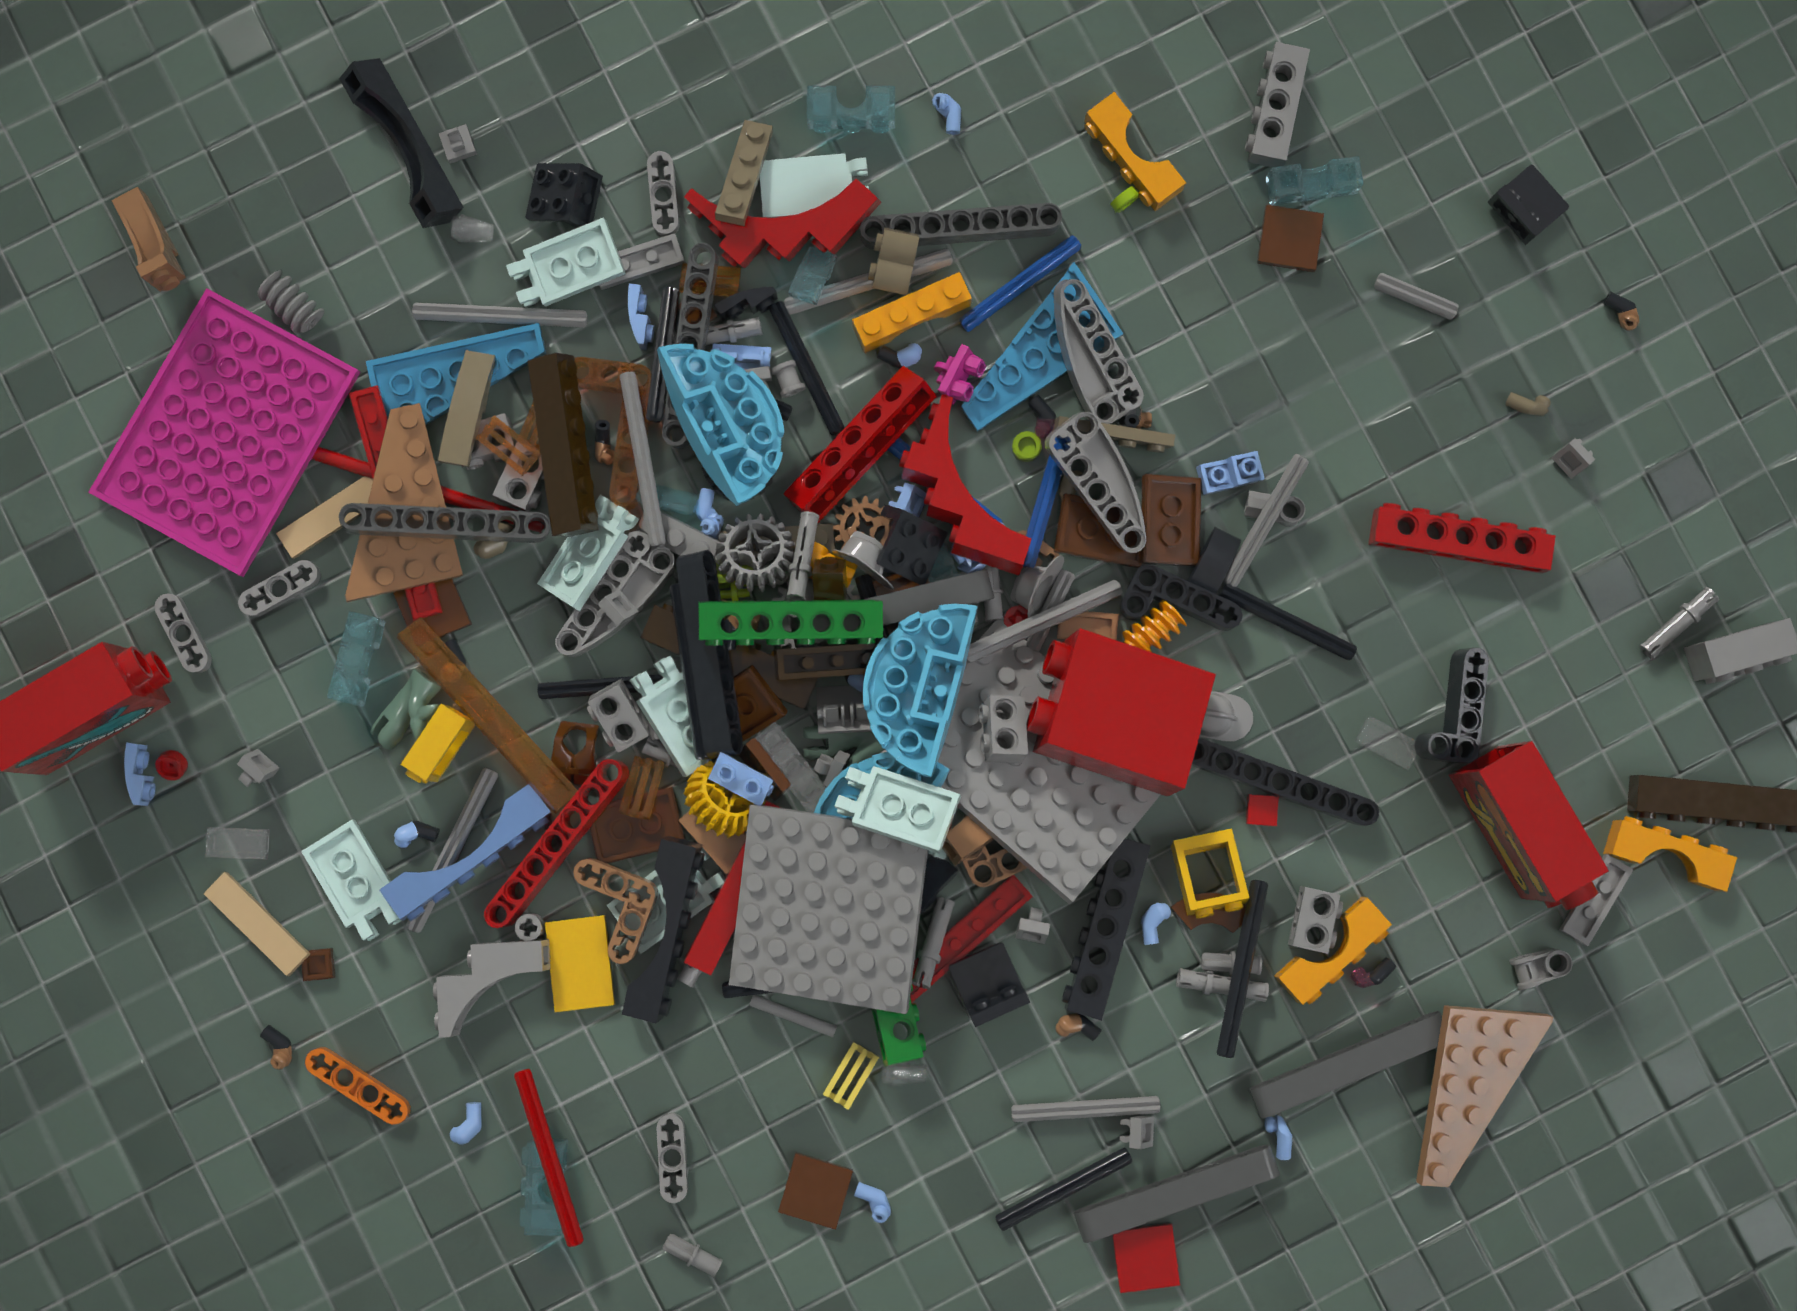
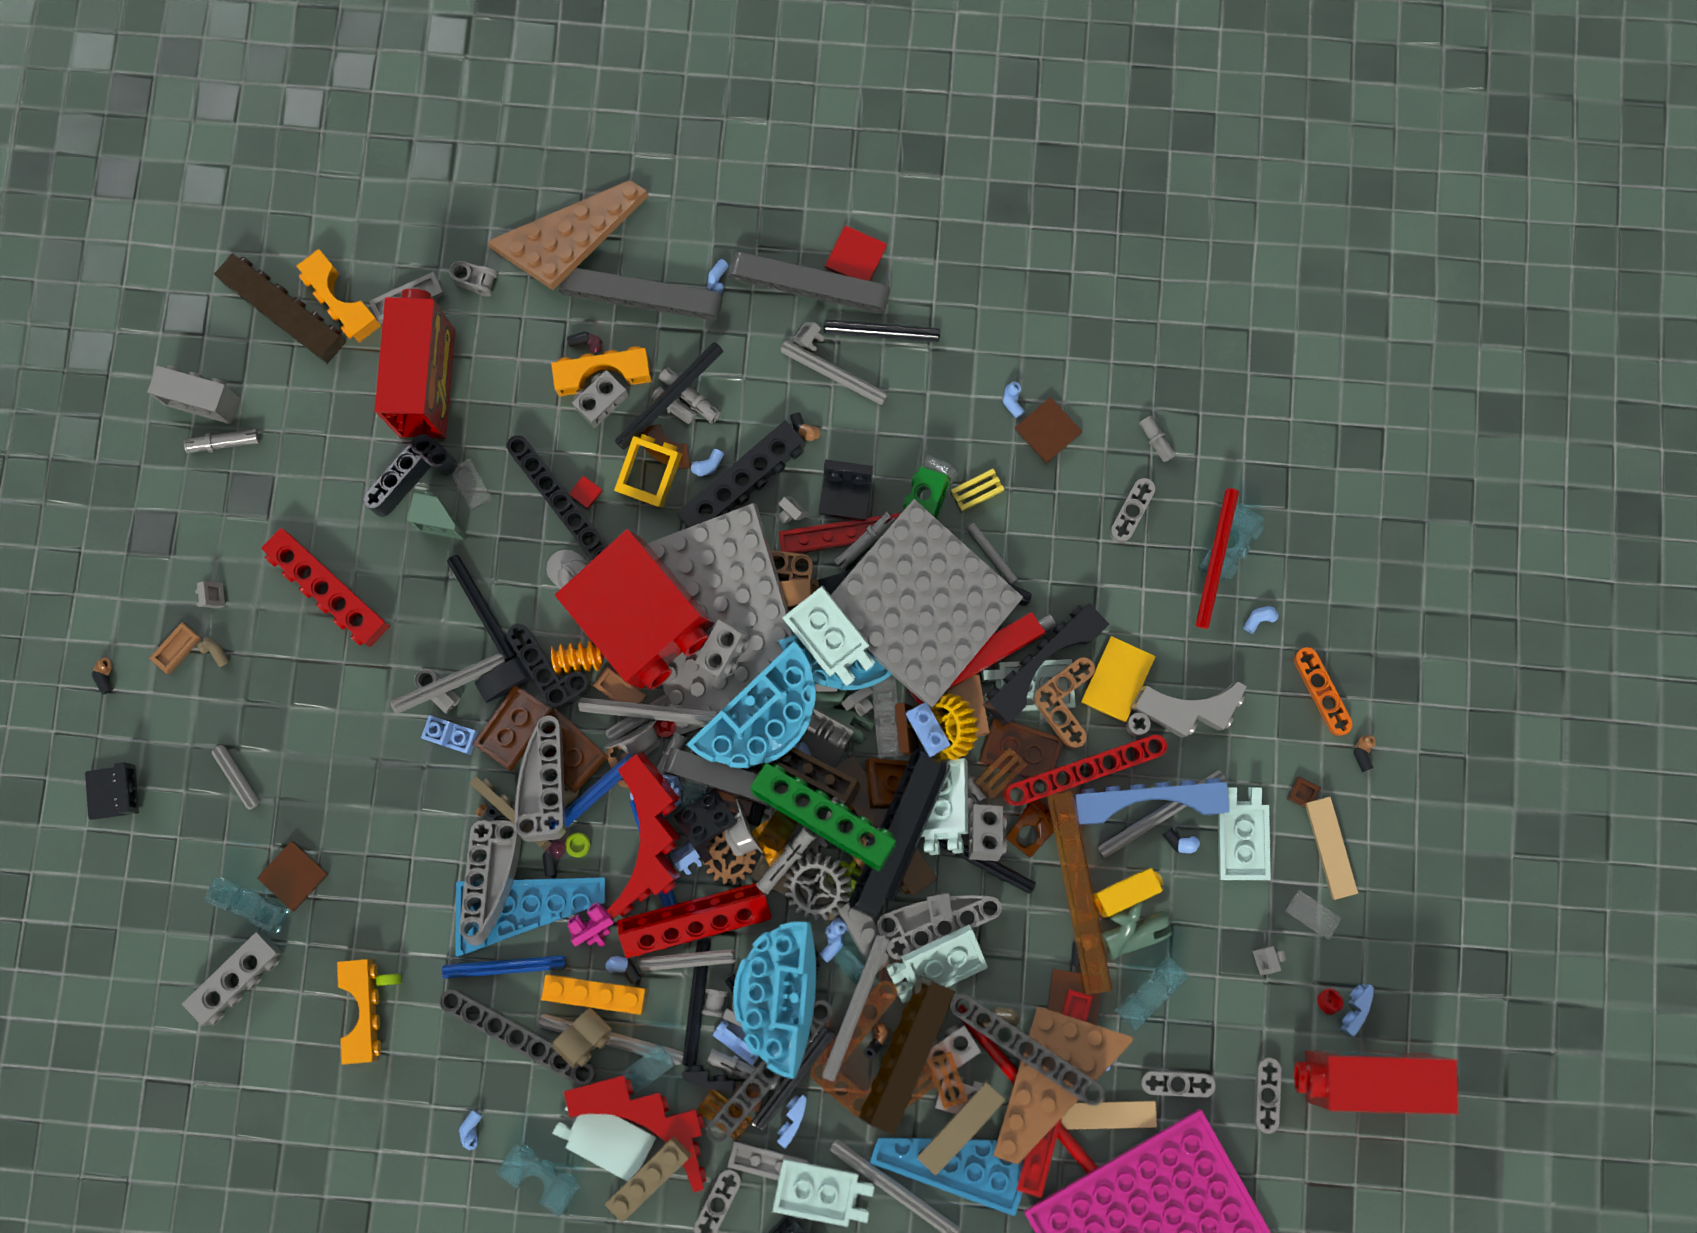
camera: 140 degrees left, 5 degrees down
(841, 401) = (687, 960): none -> light grey axle
(1401, 683) = (432, 516): none -> sand green slope
(1570, 383) = (175, 648): none -> medium nougat tile

